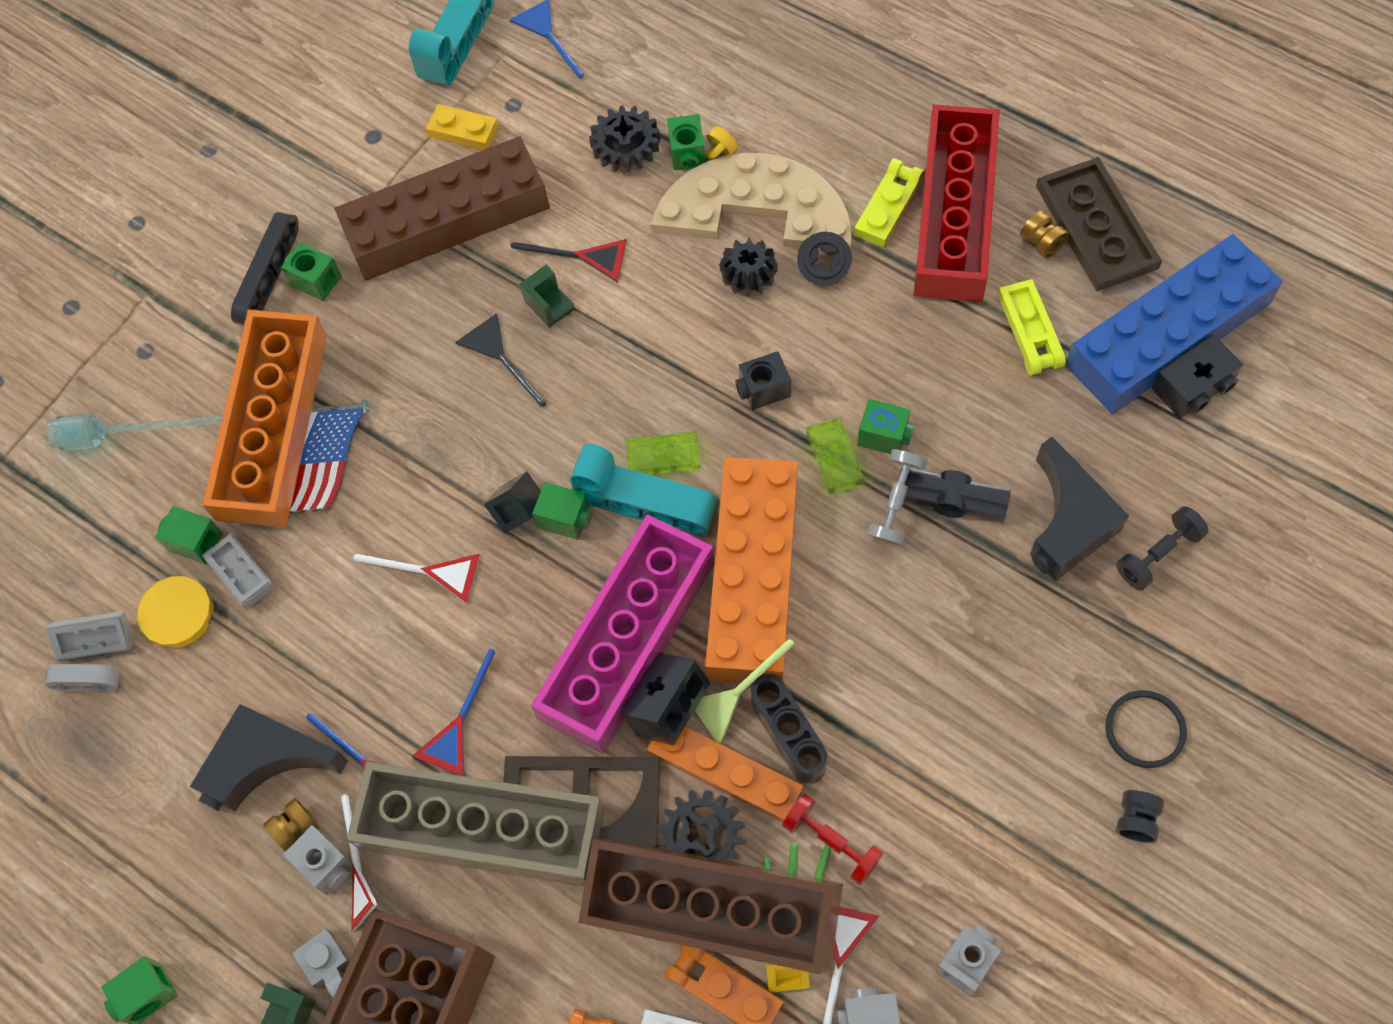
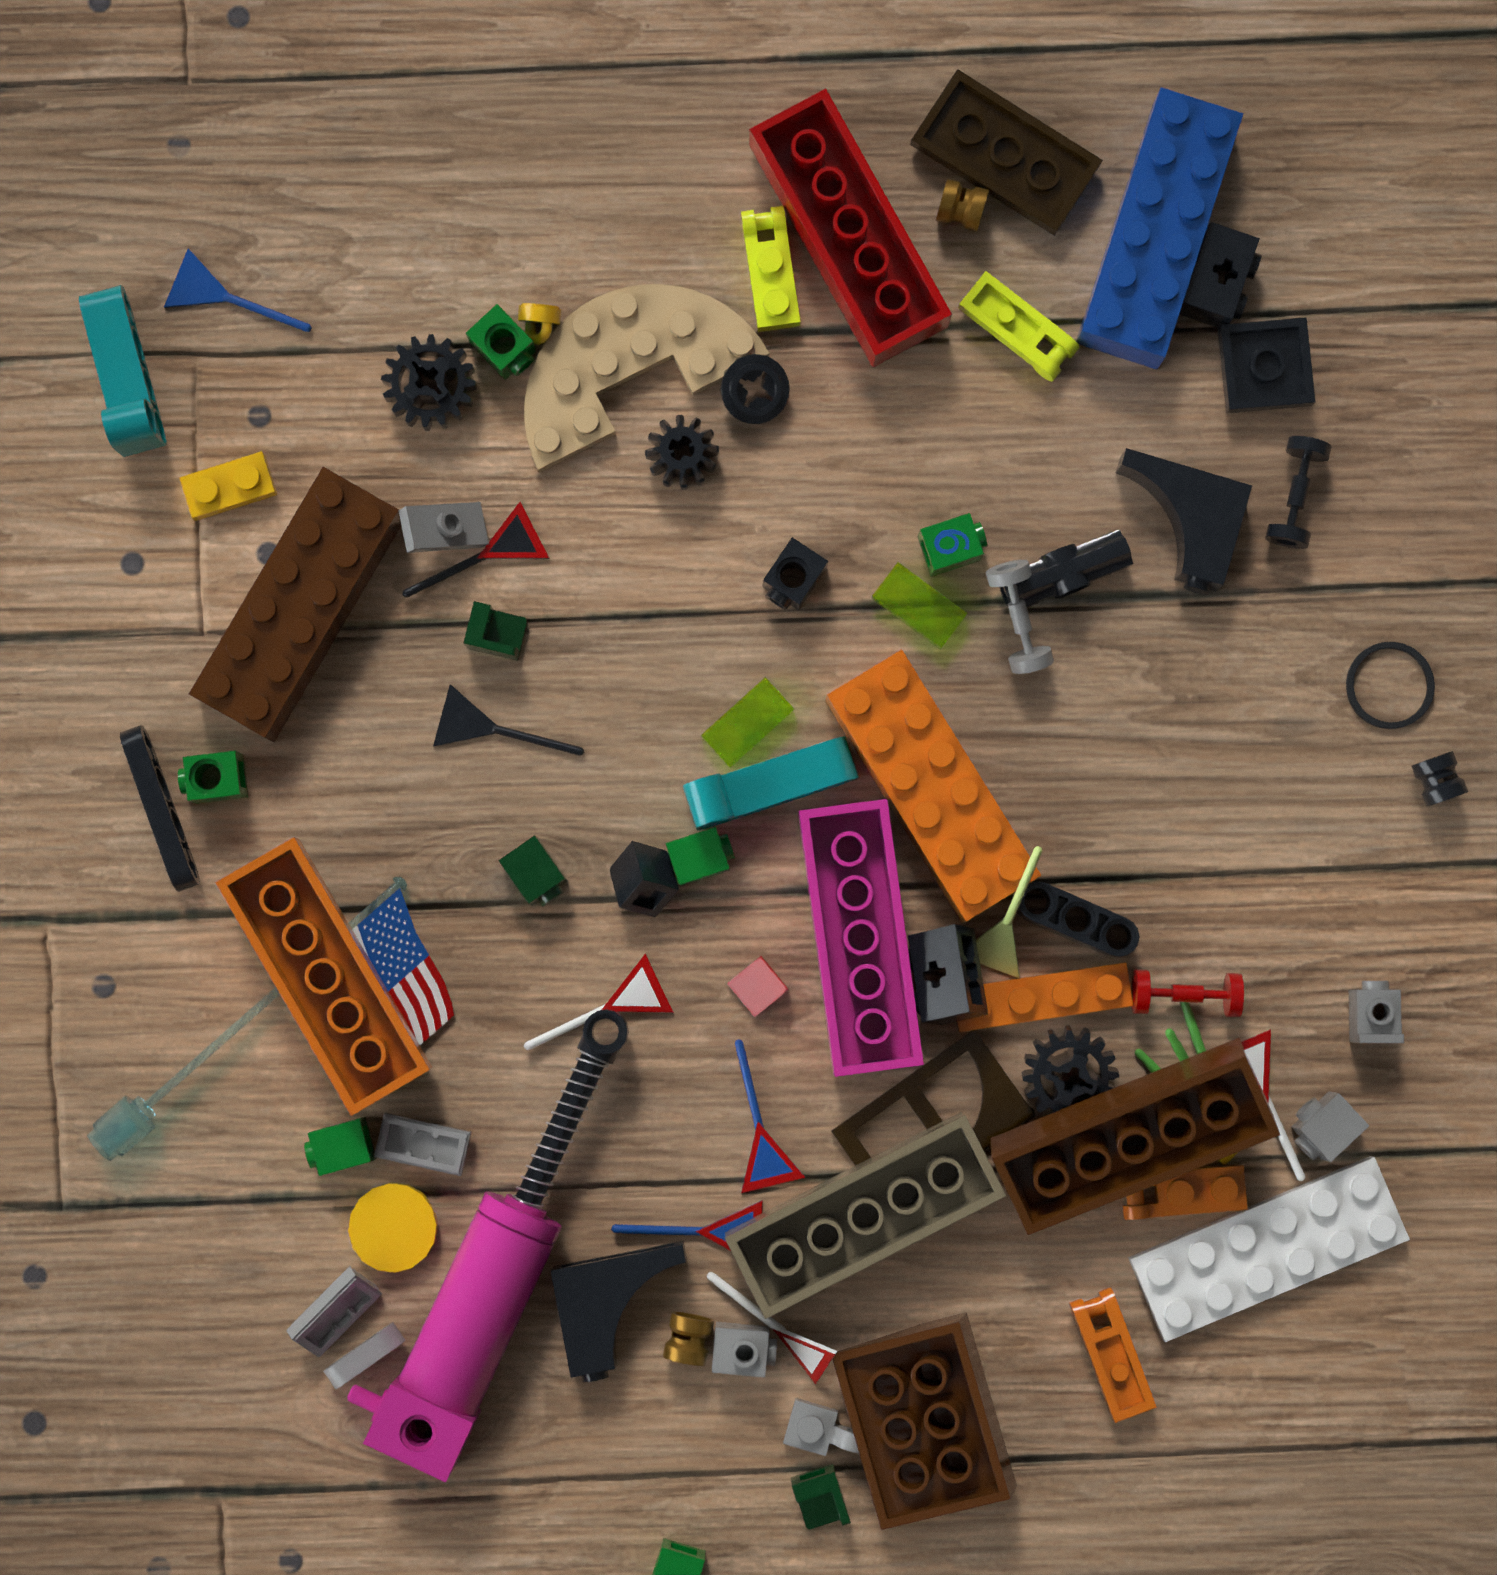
camera: 45 degrees left, 20 degrees up
(85, 739) = (483, 1293): none -> dark pink piece
(450, 449) = (534, 872): none -> dark green brick
(535, 623) = (757, 986): none -> slope
(564, 216) = (443, 527): none -> light grey plate
(1194, 453) = (1266, 365): none -> black plate

